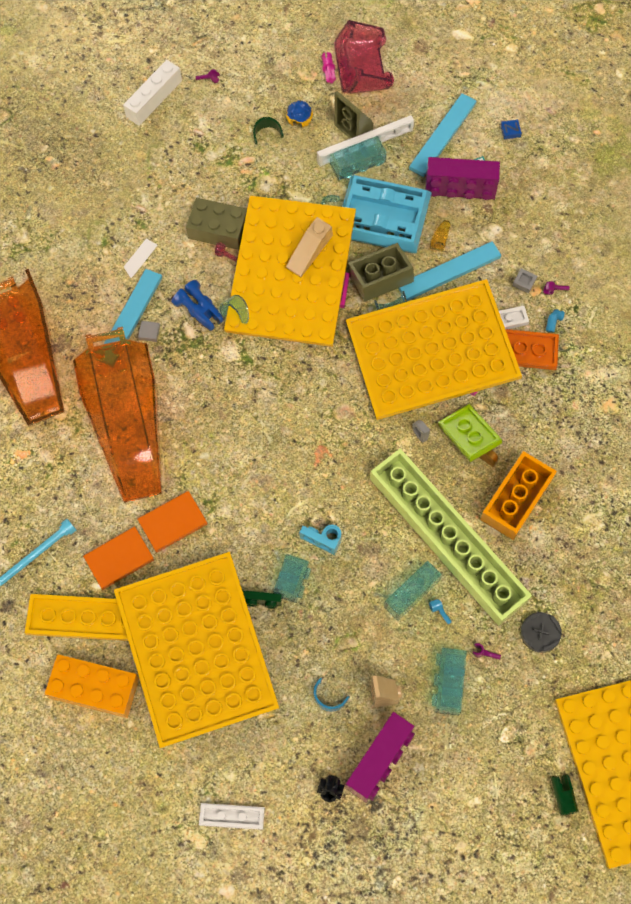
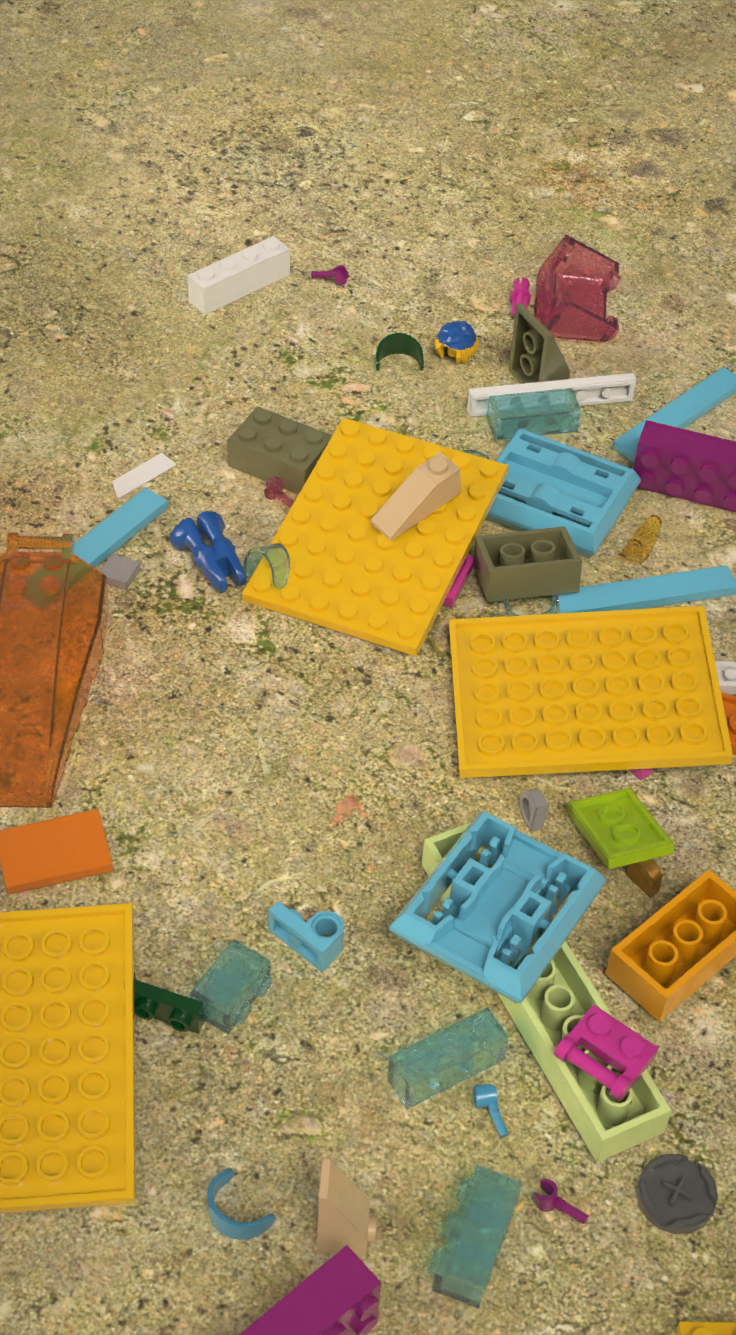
camera: 10 degrees right, 20 degrees down
(421, 505) = (499, 910): none -> medium azure piece
(496, 567) = (611, 1043): none -> dark pink plate

